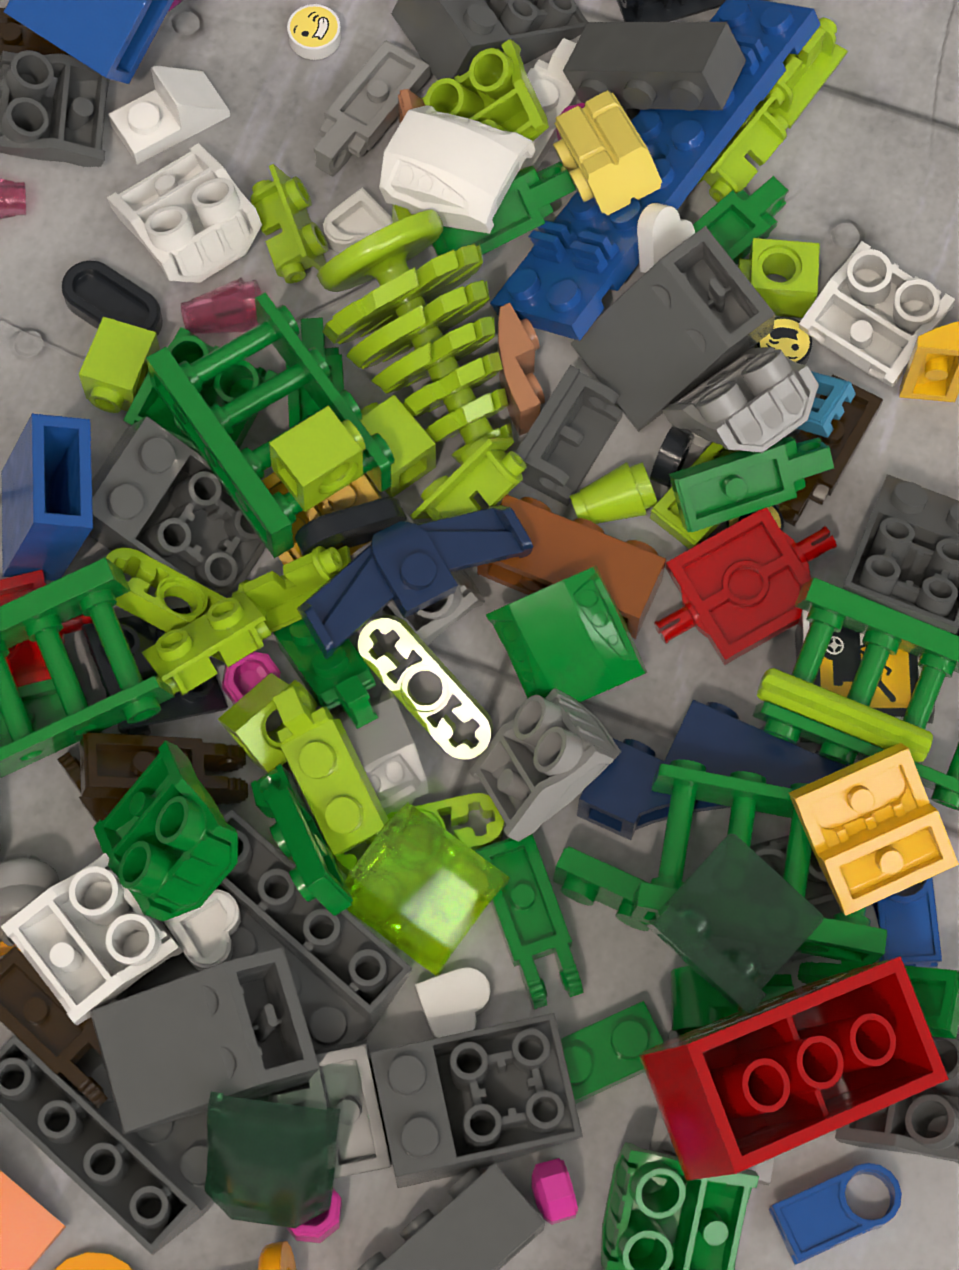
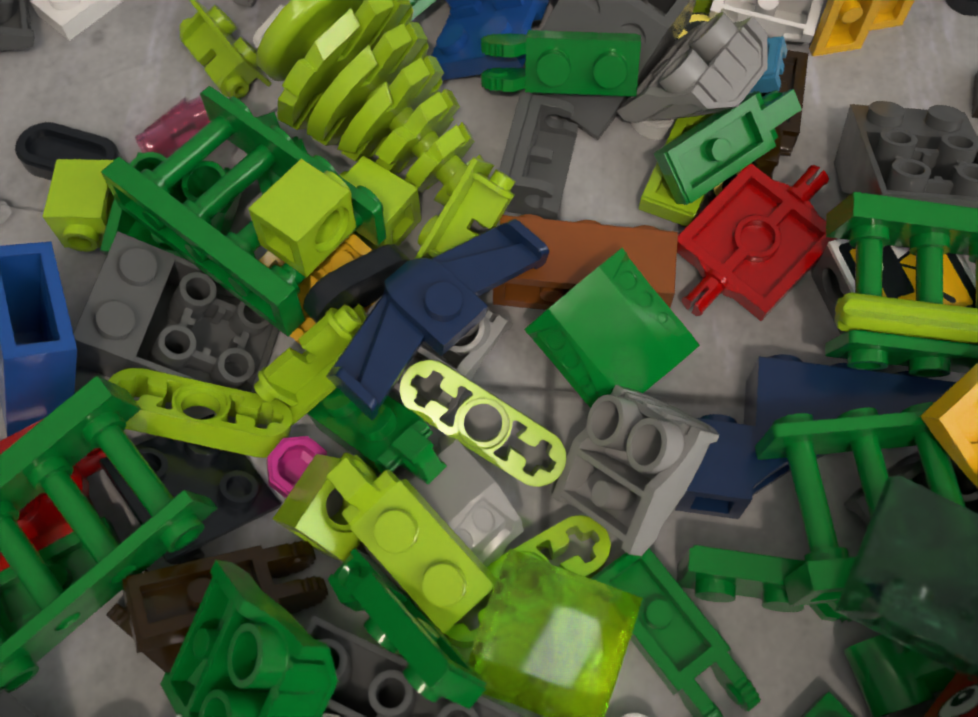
camera: 15 degrees left, 5 degrees down
(189, 217) = (127, 63): white slope -> none
(229, 627) = (258, 418): lime hinge -> none
(517, 354) = (482, 123): nougat slope -> none
(614, 353) = (565, 62): none -> green hinge
(616, 495) = (604, 193): lime cone -> none
(671, 456) = (640, 149): black tile -> none

